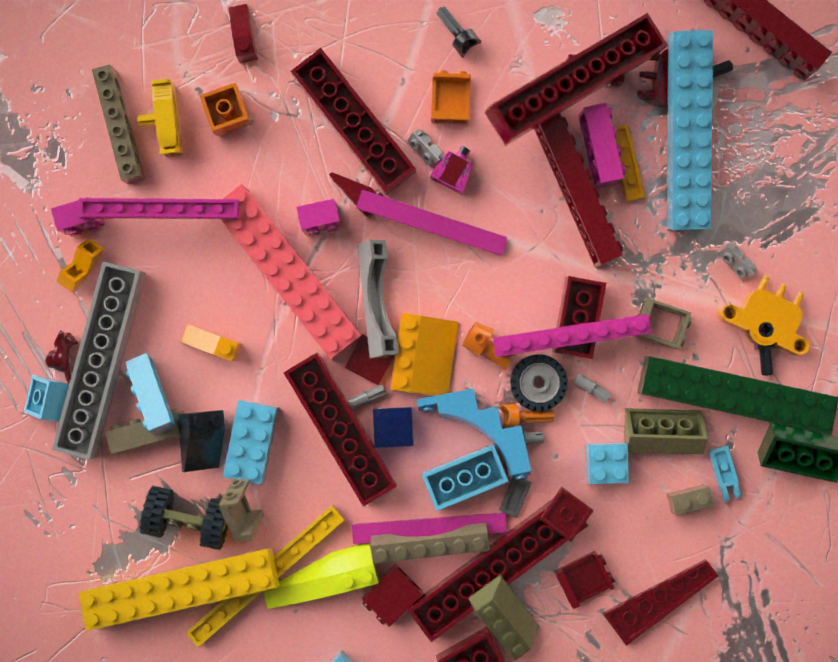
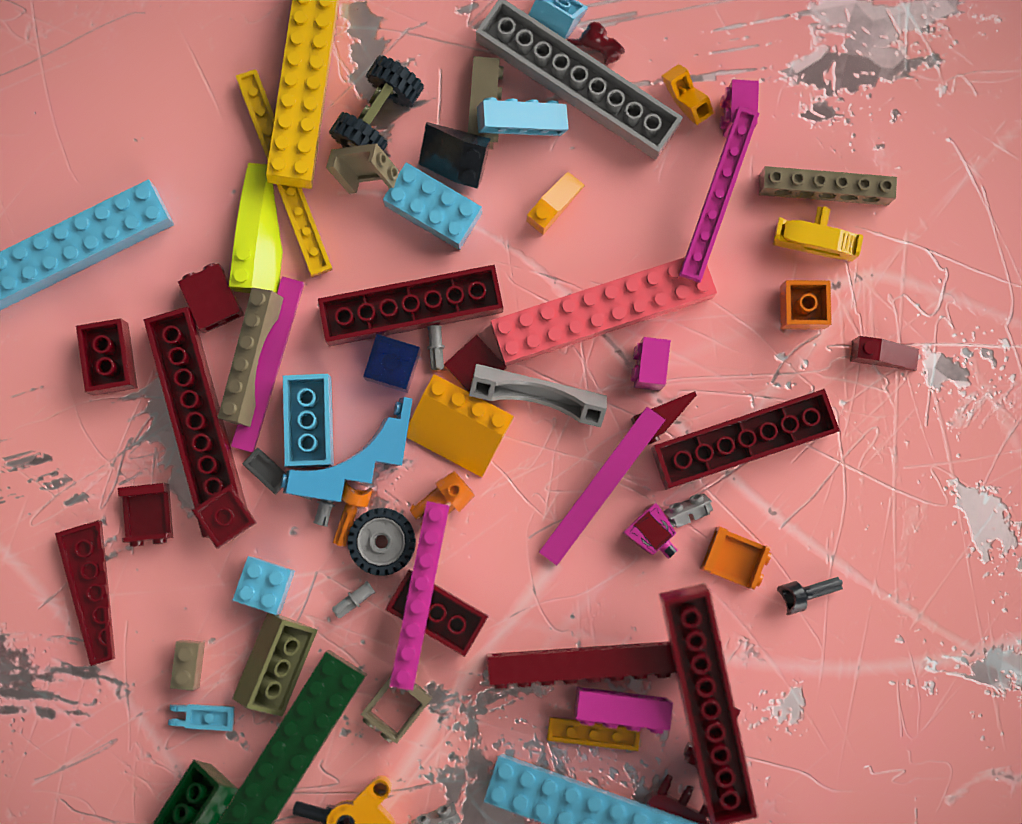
camera: 105 degrees right, 5 degrees down
(506, 617) = (138, 409): olive slope -> none

